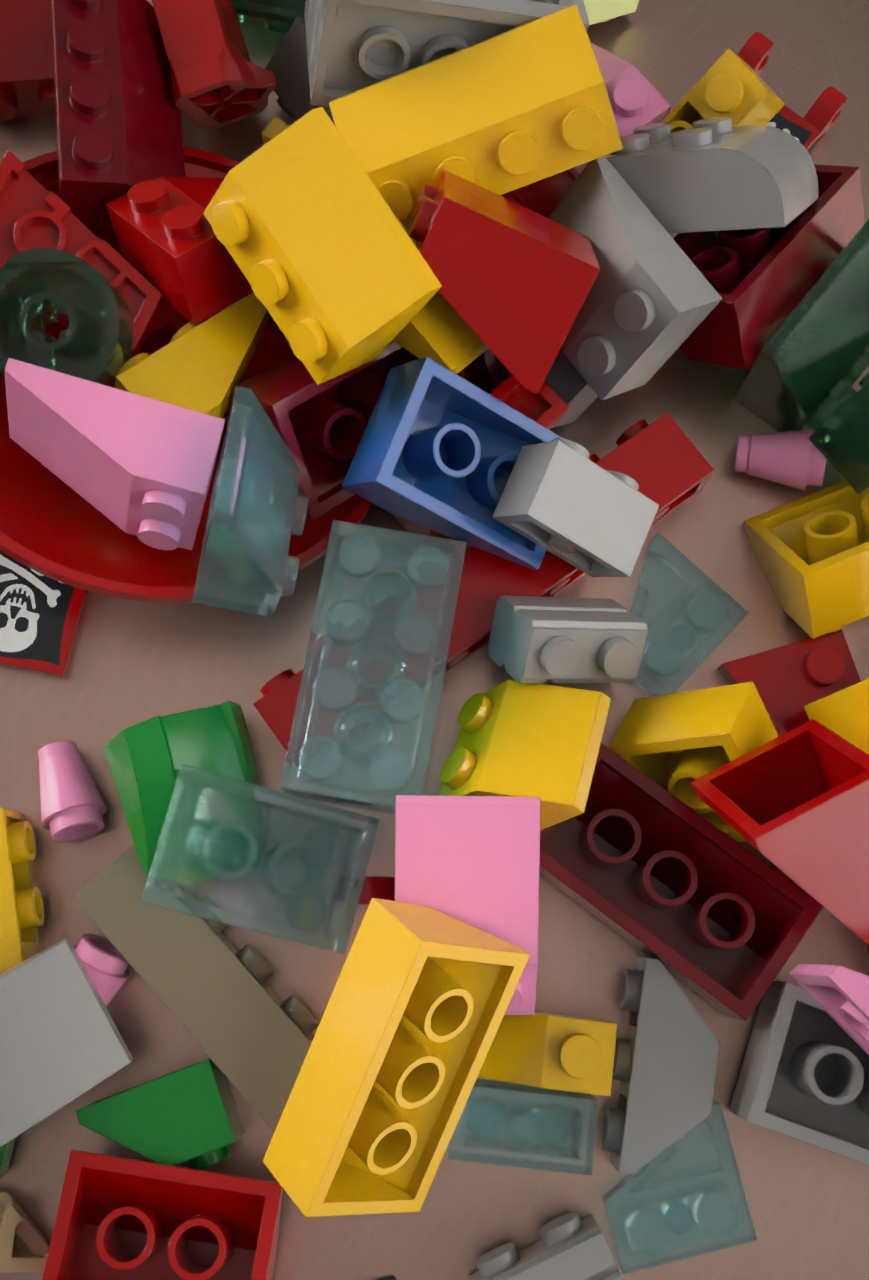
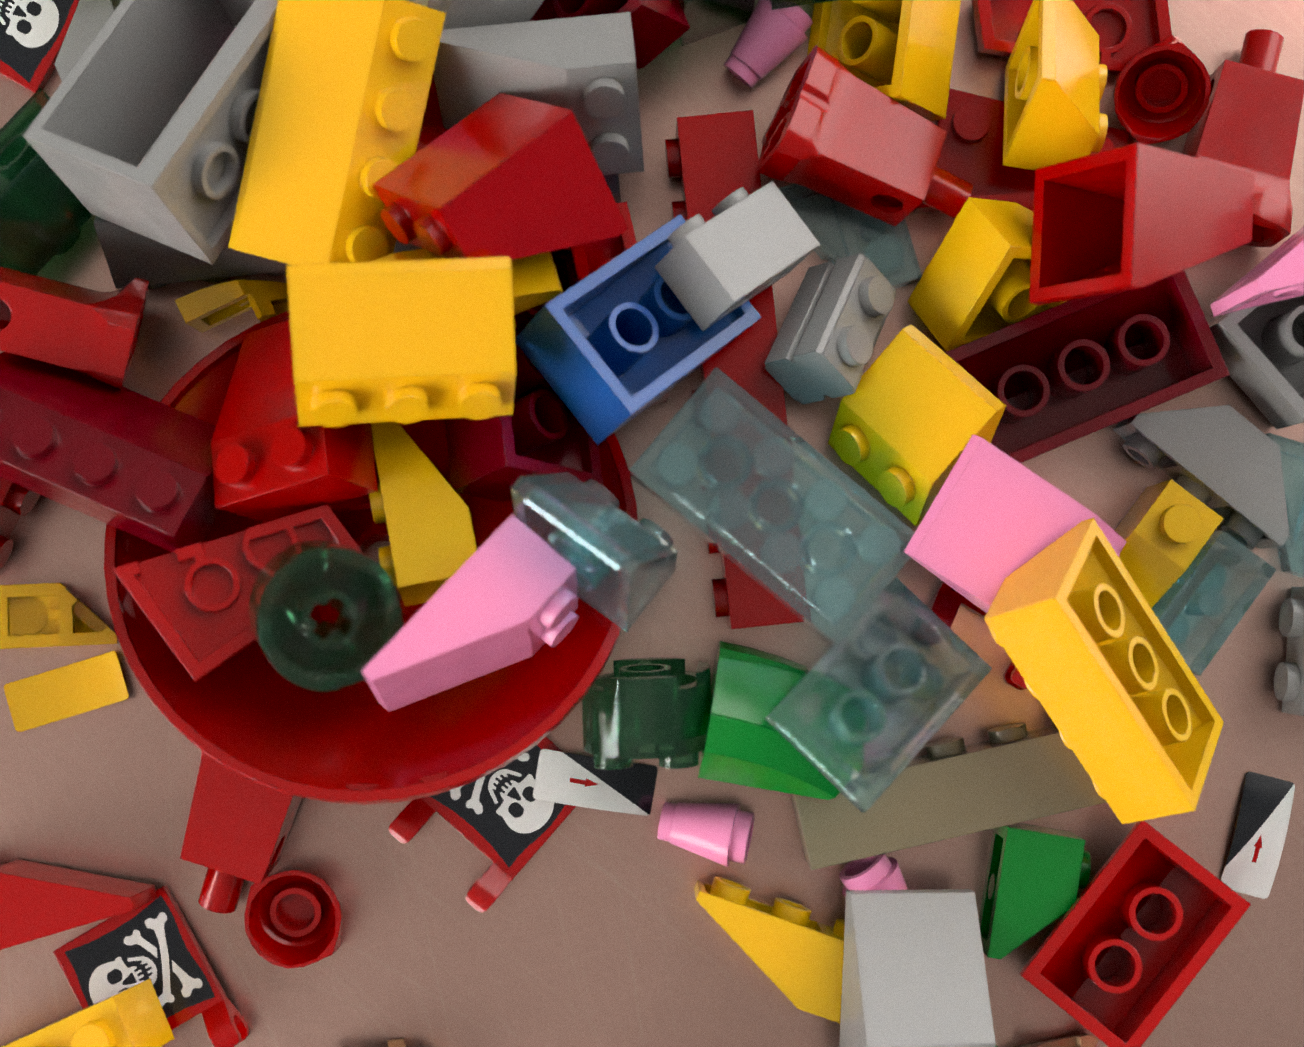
camera: 65 degrees left, 10 degrees up
(61, 675) = (575, 782): none -> white sticker
(137, 668) = (647, 713): none -> clear green brick
(738, 570) = (857, 145): none -> piece

